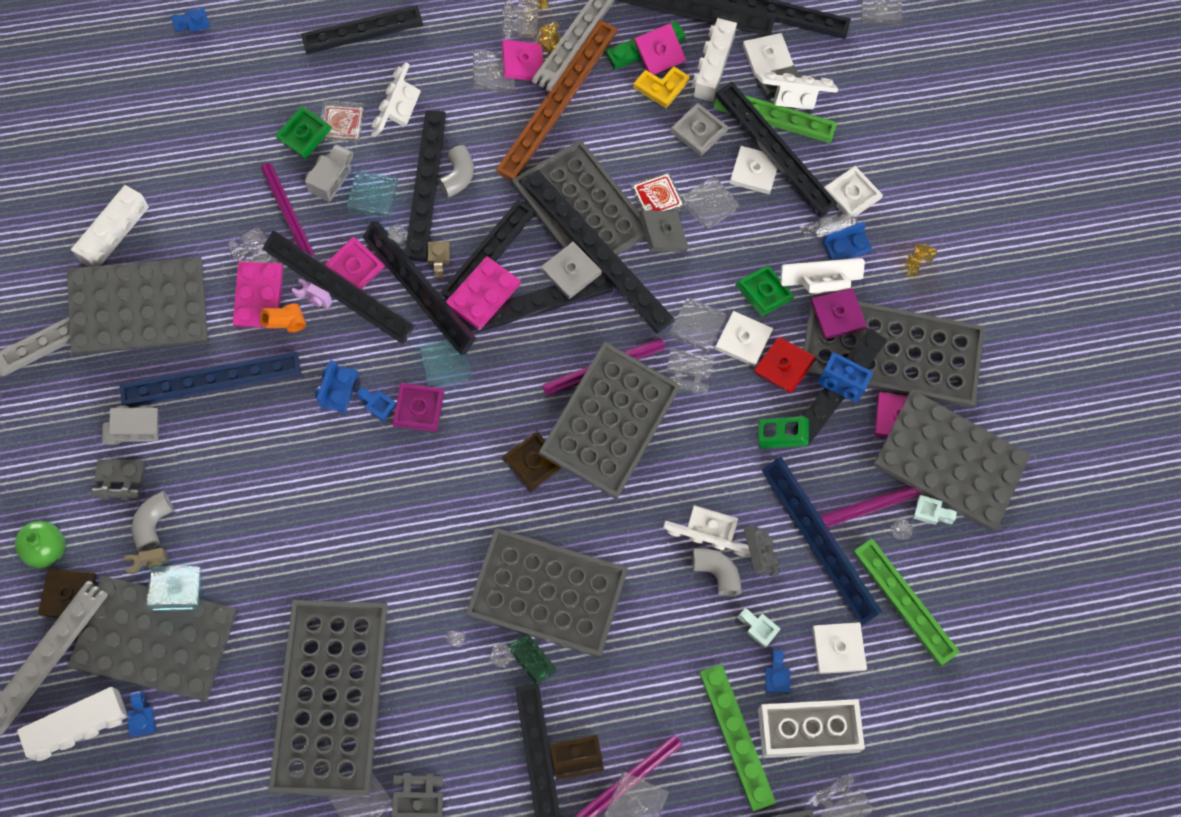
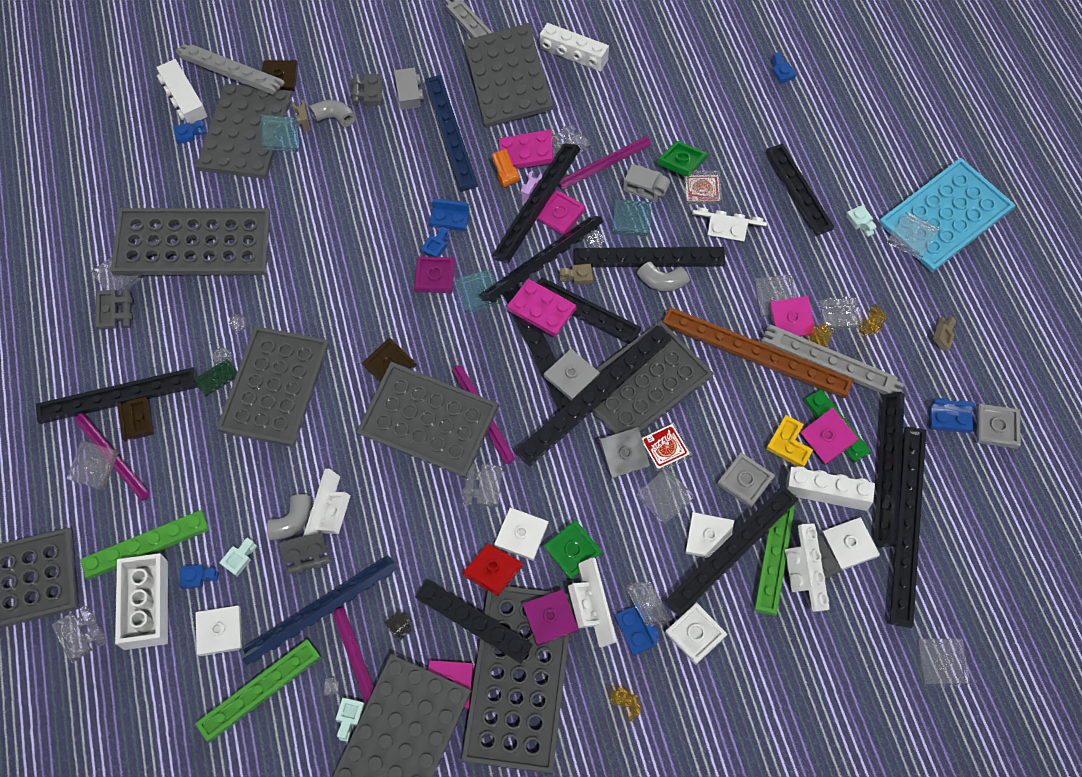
camera: 90 degrees right, 5 degrees down
(40, 544) = (315, 52): bright green cylinder -> none
(698, 324) = (531, 490): clear plate -> none
(782, 440) = (431, 582): green piece -> none
(840, 459) = (399, 625): none -> clear smoke plate
(845, 377) = (474, 618): blue bracket -> none

